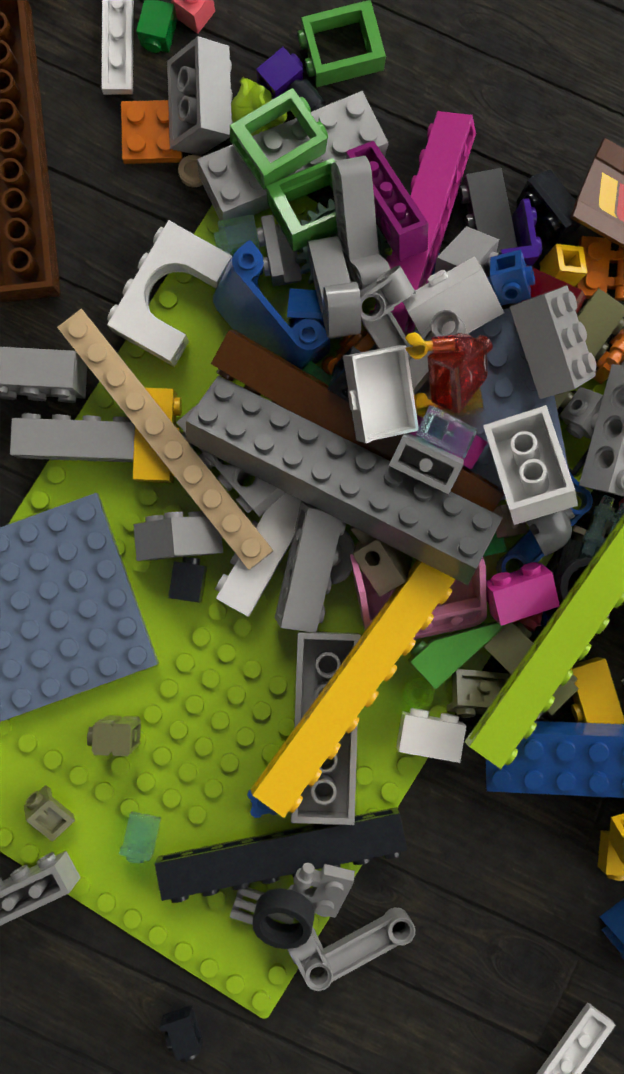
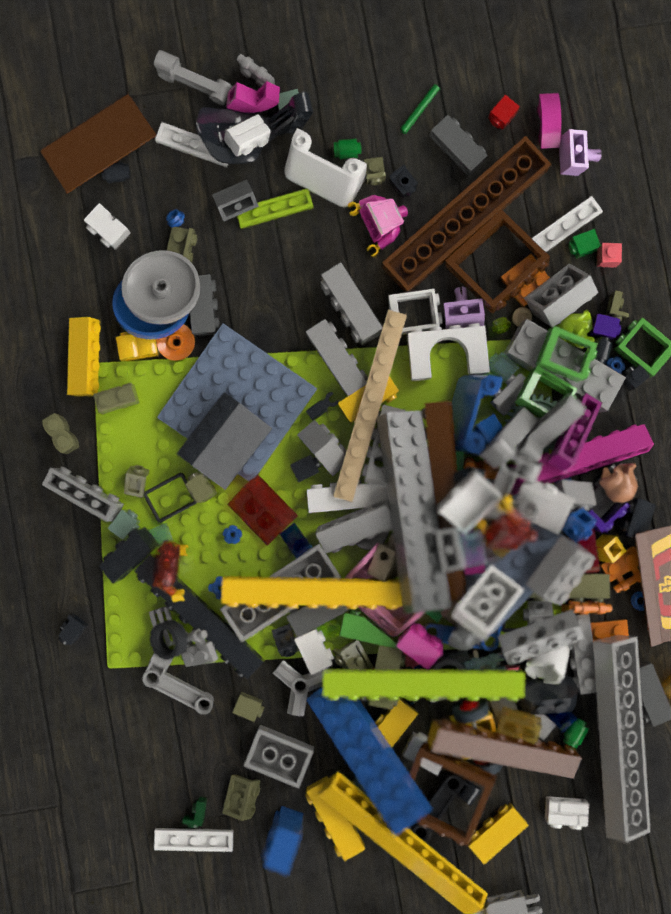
camera: 60 degrees right, 0 degrees up
(53, 150) = (500, 219): none -> reddish brown window
(54, 310) = (433, 300): none -> white window
(74, 661) = (224, 440): none -> slope
(93, 868) = (124, 523): none -> sand green brick
(105, 817) = (160, 485): none -> black piece
(124, 504) = (321, 407): none -> black bar
(130, 235) = (463, 310): none -> lavender brick
(134, 893) = (128, 554): none -> black brick
(184, 203) = (501, 325): none -> clear neon green plate
(187, 856) = (167, 568): none -> clear red torso
(201, 674) = (262, 509): none -> clear red slope
(207, 728) = (227, 534): none -> blue plate
(260, 41) = (614, 304): none -> olive bracket
(272, 659) = (295, 540): none -> slope
(336, 90) = (618, 361): none -> blue plate
(370, 81) = (634, 376): none -> black brick
(384, 718) = (307, 619): none -> dark grey brick
(392, 765) = (285, 641): none -> black bracket
(444, 871) = (248, 707): none -> olive brick
(476, 798) = (298, 697): none -> light grey piece
(494, 190) = (620, 484): none -> nougat hair
(535, 877) = (279, 756): none -> light grey brick
(536, 1035) = (199, 811): none -> dark green bracket
(554, 963) = (241, 797): none -> olive bracket

